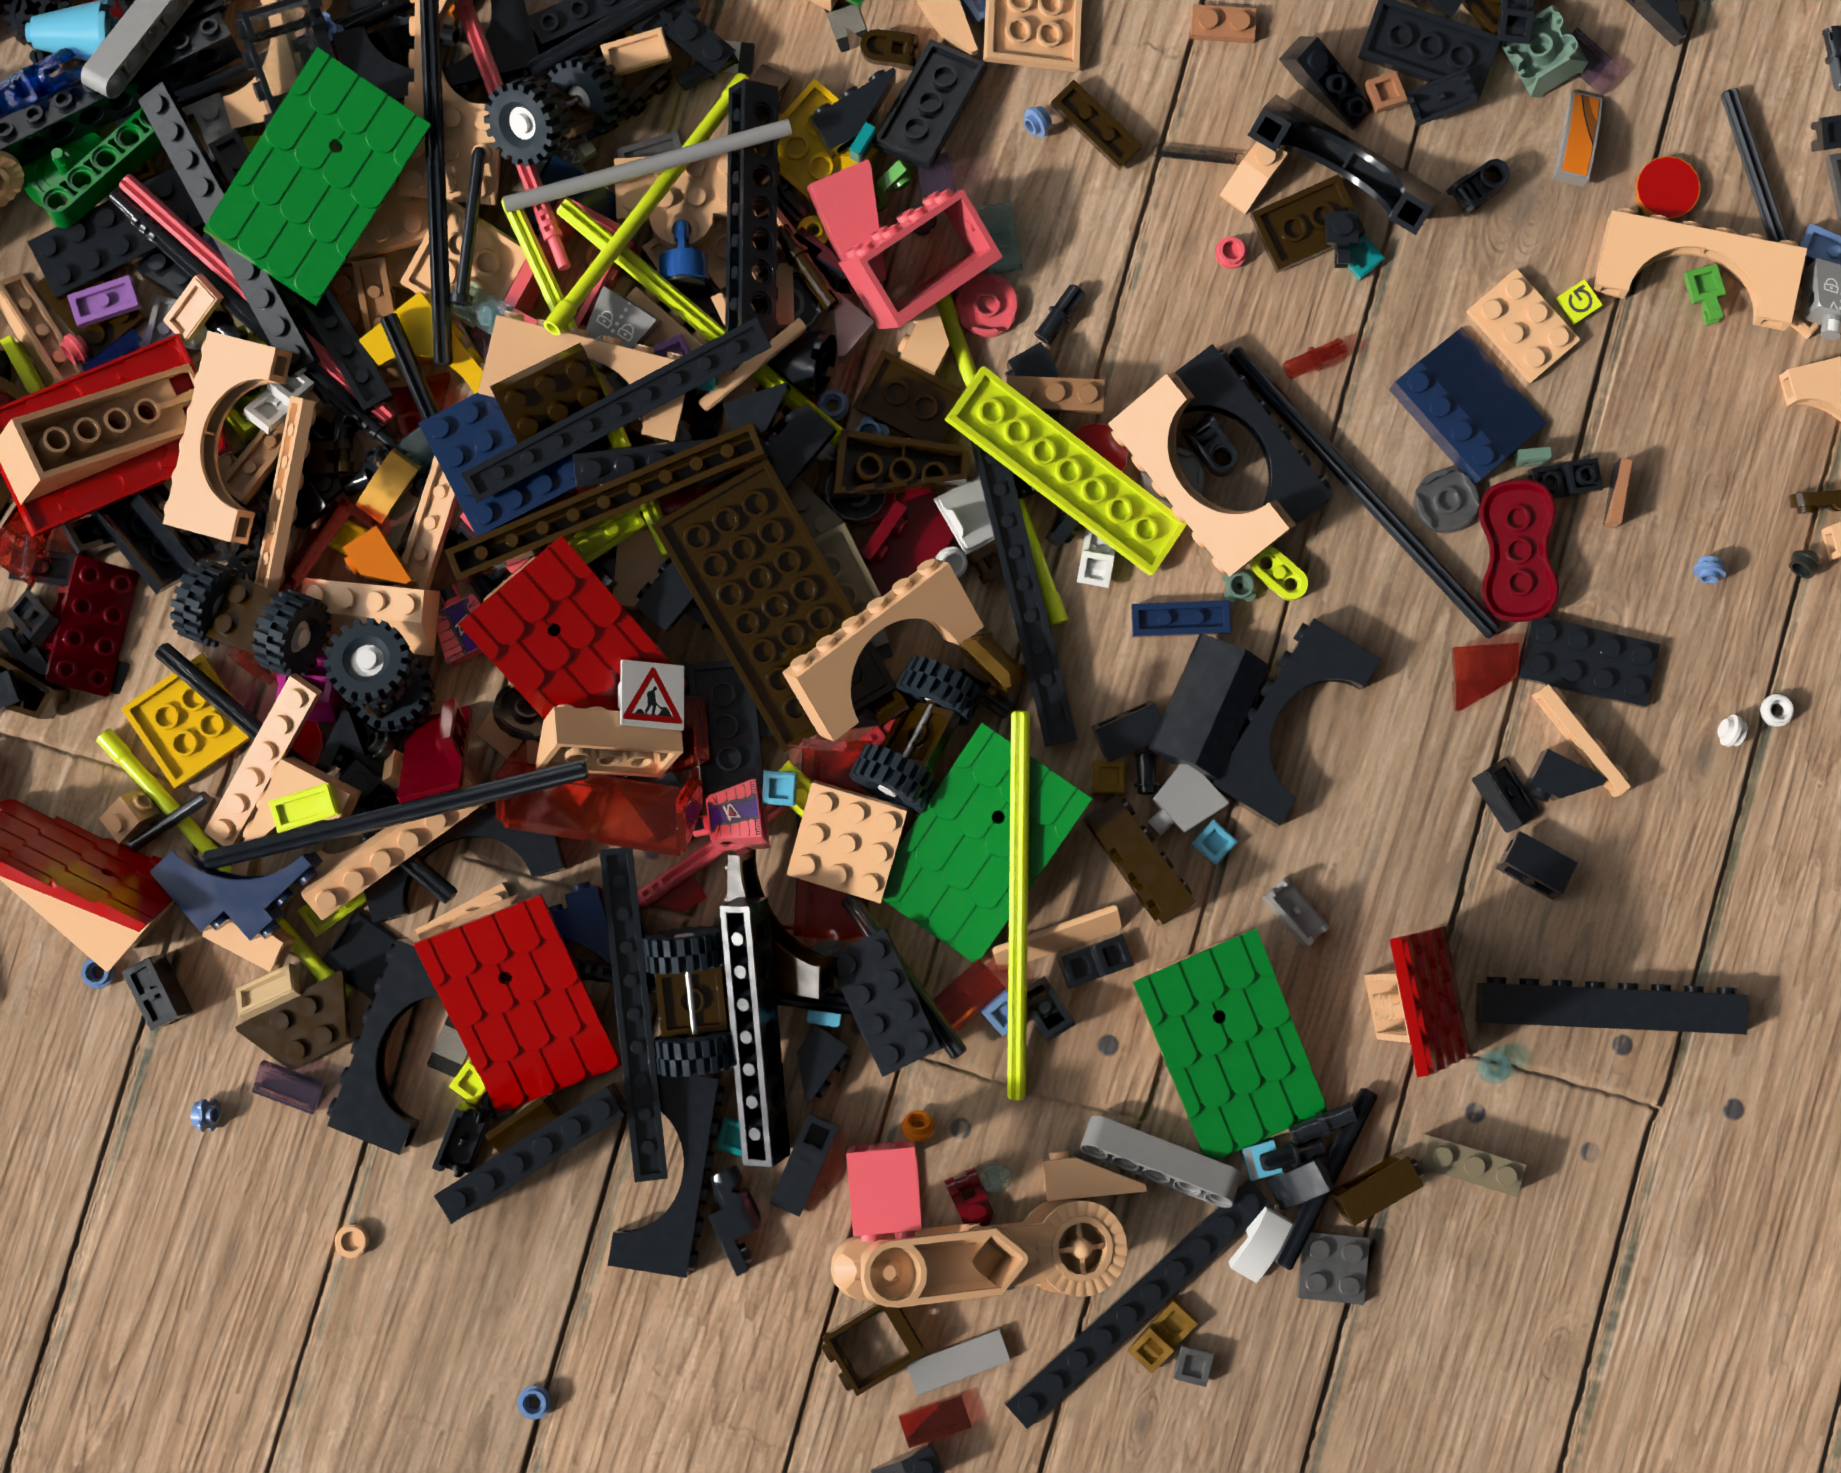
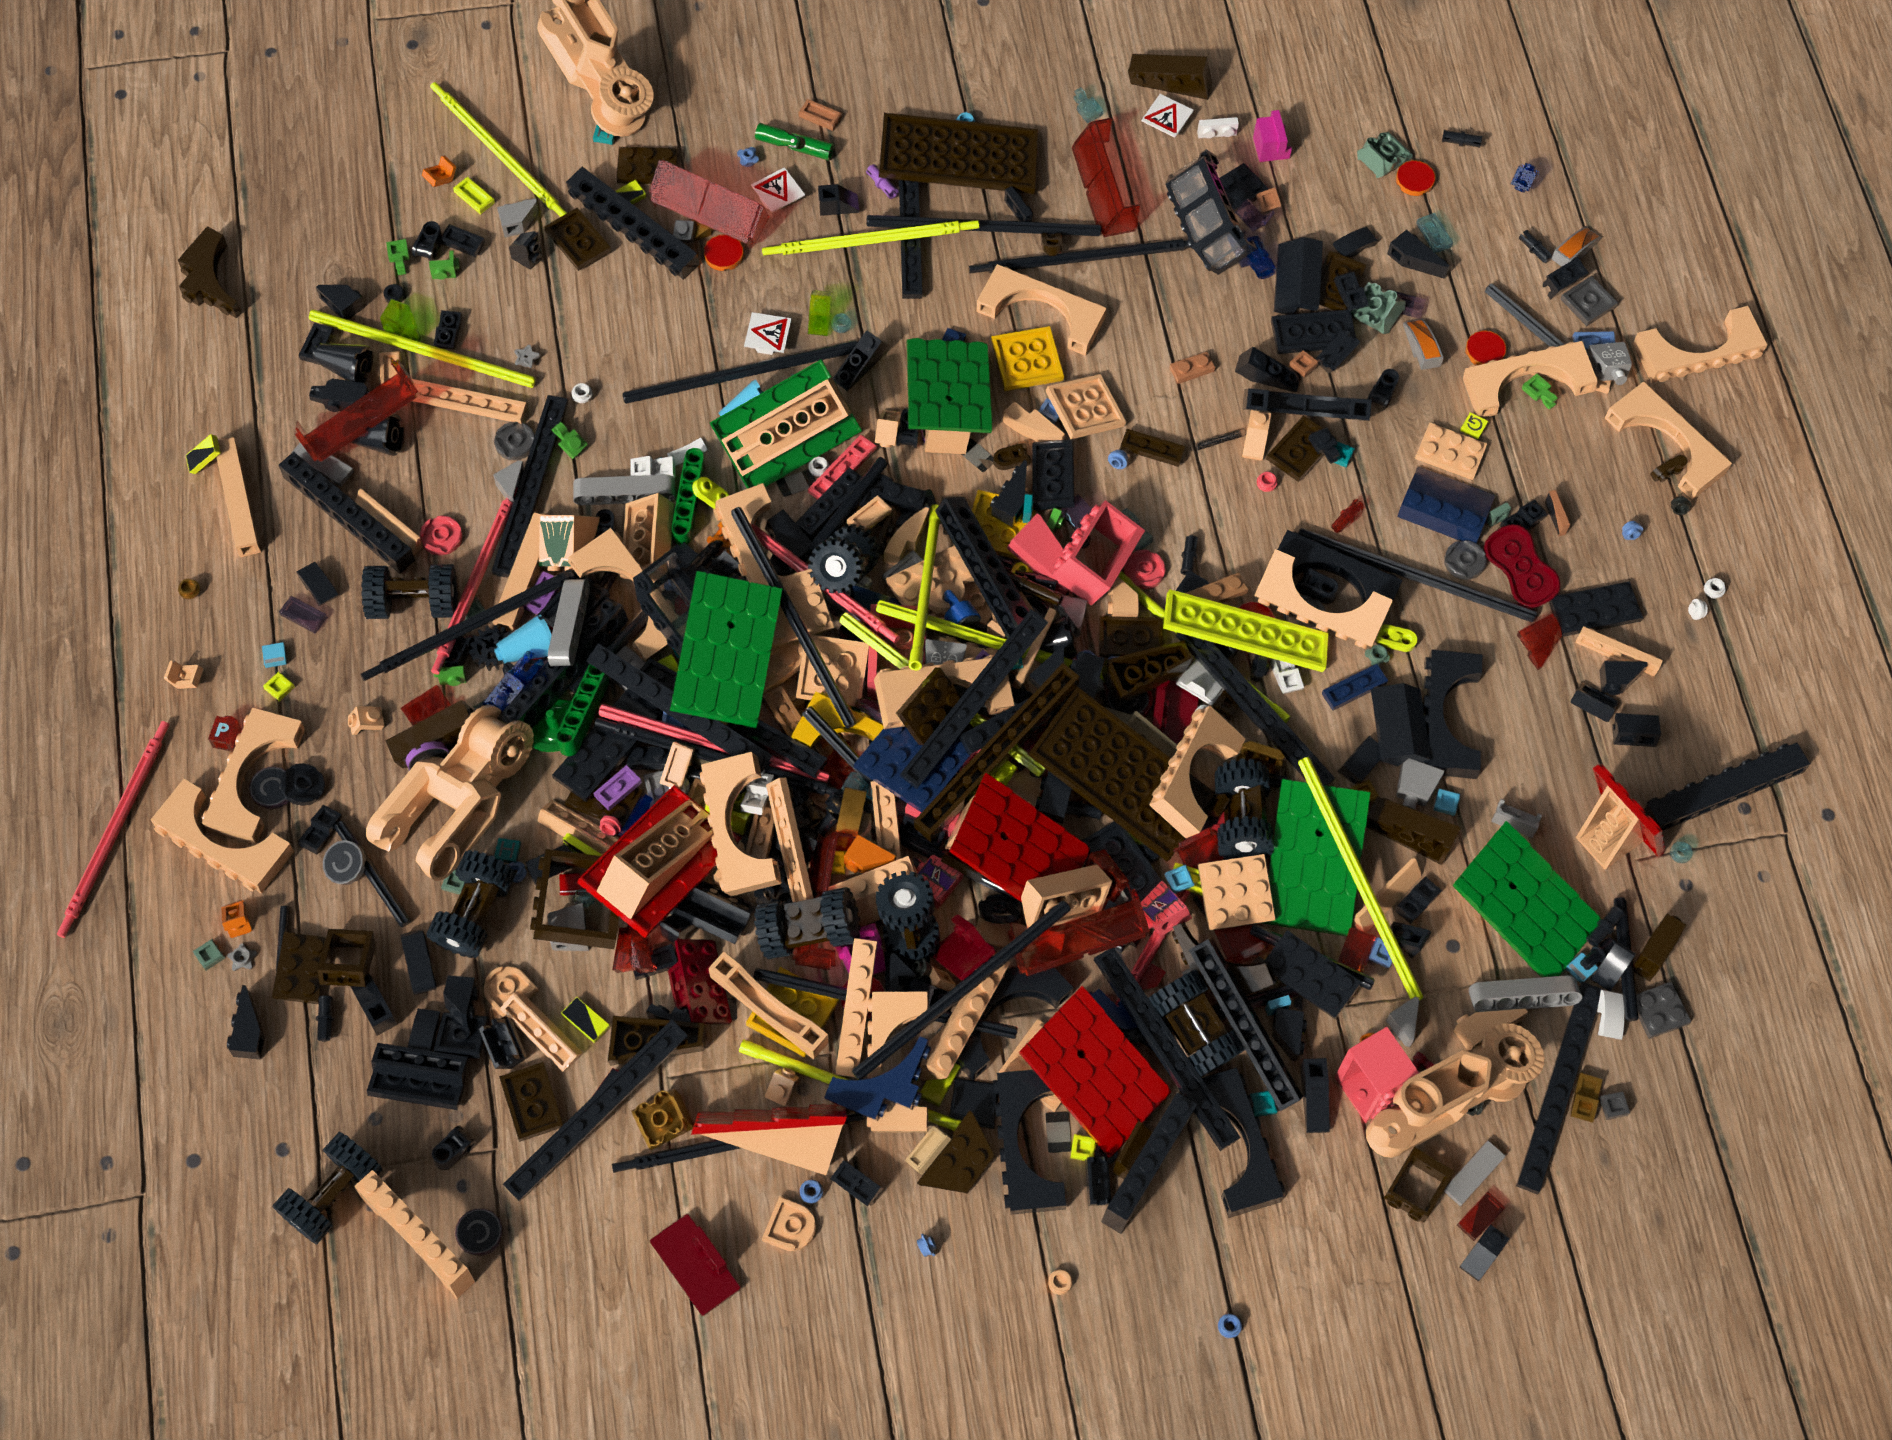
camera: 30 degrees left, 20 degrees down
(33, 617) = (664, 991): black plate -> none
(51, 1003) = (790, 1226): none -> light nougat tile
(167, 739) = (793, 1026): none -> light nougat arch
(169, 821) = (811, 1076): black bar -> none
(288, 1087) = (970, 1204): clear purple tile -> none
(305, 807) = (903, 1012): neon yellow tile -> none
(462, 295) = (844, 681): black bar -> none
(483, 311) = (857, 687): clear light blue plate -> none
(647, 165) = (915, 564): light grey piece -> none
(651, 695) = (1075, 856): white piece -> none
(679, 105) = (906, 537): none -> light nougat slope
(735, 1218) = (1291, 1150): black plate -> none
(980, 1118) = (1404, 1021): none -> light grey slope
(995, 1177) = (1433, 1050): clear light blue plate -> none
(1146, 774) = (1387, 783): black pin -> none
(1470, 1165) = (1717, 908): dark tan arch -> none

